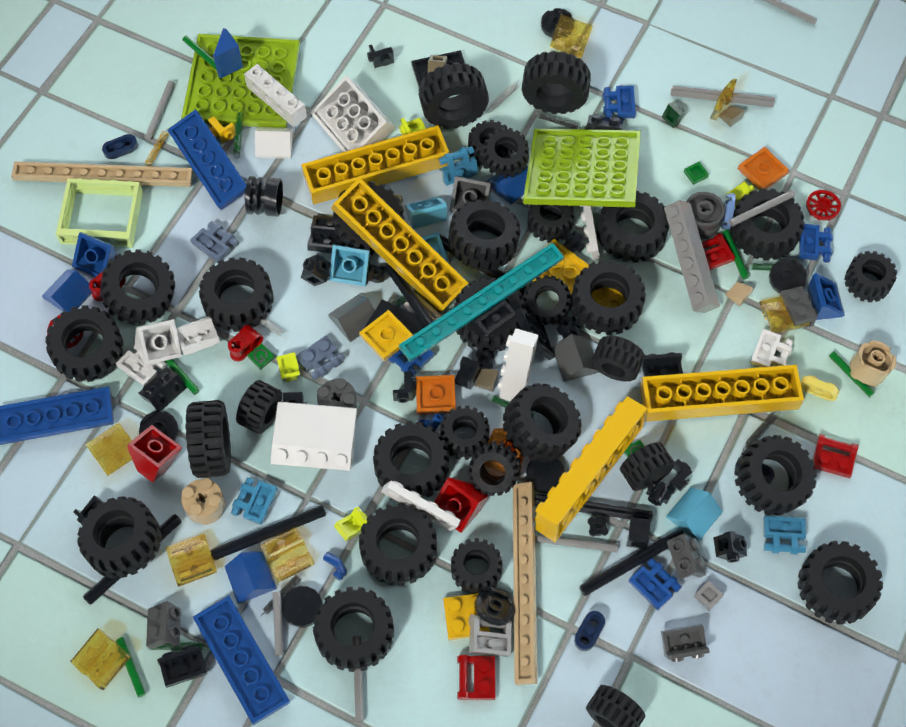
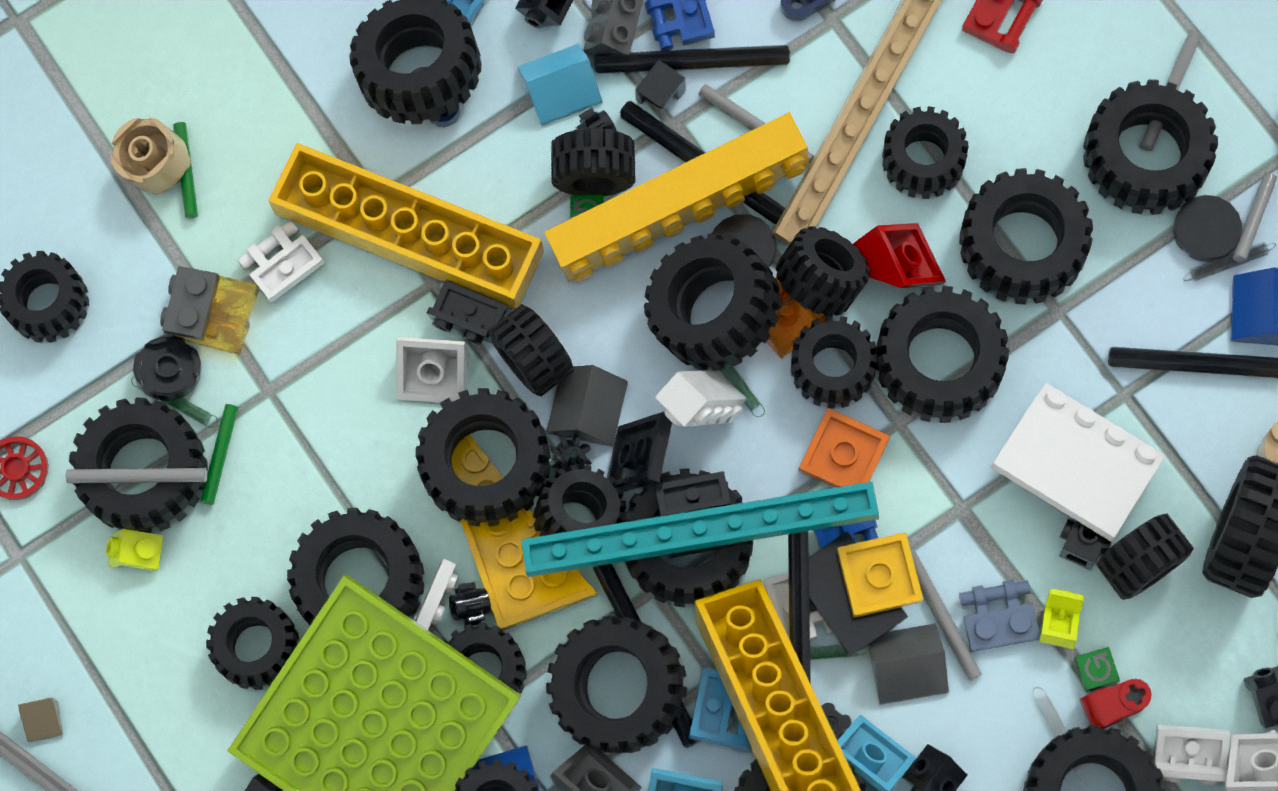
camera: 145 degrees left, 10 degrees up
(189, 384) = (1242, 696): green bar -> none
(259, 502) = (1204, 414): dark azure plate -> none
(287, 554) = (1196, 315): clear yellow slope -> none
(335, 391) = (993, 527): dark grey brick -> none
(337, 562) = (1127, 262): blue arm -> none
(347, 345) = (945, 621): none -> light grey bar
(351, 524) = (1078, 307): neon yellow bracket -> none
(406, 394) = (893, 474): black bracket -> none
(435, 422) = (880, 407): blue arm -> none
(443, 518) = (972, 270): white plate -> none
(457, 616) = (975, 99): yellow plate -> none
(467, 373) = (774, 464): black panel -> none
(485, 355) = (744, 474): black plate -> none
(487, 379) = (747, 441): dark tan slope -> none
(489, 642) = (958, 39): light grey plate -> none
(494, 607) = (930, 80): black tile -> none
(593, 530) = (711, 139): black plate -> none
(662, 336) = (431, 369): none -> white slope
(664, 169) = (232, 624): none -> black tyre
(673, 114) = (141, 768): dark green tile -> none
(684, 474) = (544, 134): black bracket -> none
(691, 257) = (302, 464): light grey brick -> none
(696, 173) = (179, 638): green tile -> none
(708, 213) = (217, 523): dark grey wheel -> none
(718, 255) = (260, 463): red plate -> none
(723, 99) = (41, 739): clear yellow slope -> none
(729, 211) = (180, 521): medium blue tile -> none
(739, 293) = (260, 383): tan slope -> none
(761, 431) = (397, 147): dark grey piece -> none
(763, 169) = (66, 580): orange plate -> none
(809, 243) = (91, 399): blue plate -> none
(819, 388) = (258, 177): light yellow plate -> none
(825, 297) = (136, 302): blue slope -> none
(834, 462) = (309, 56): red plate -> none

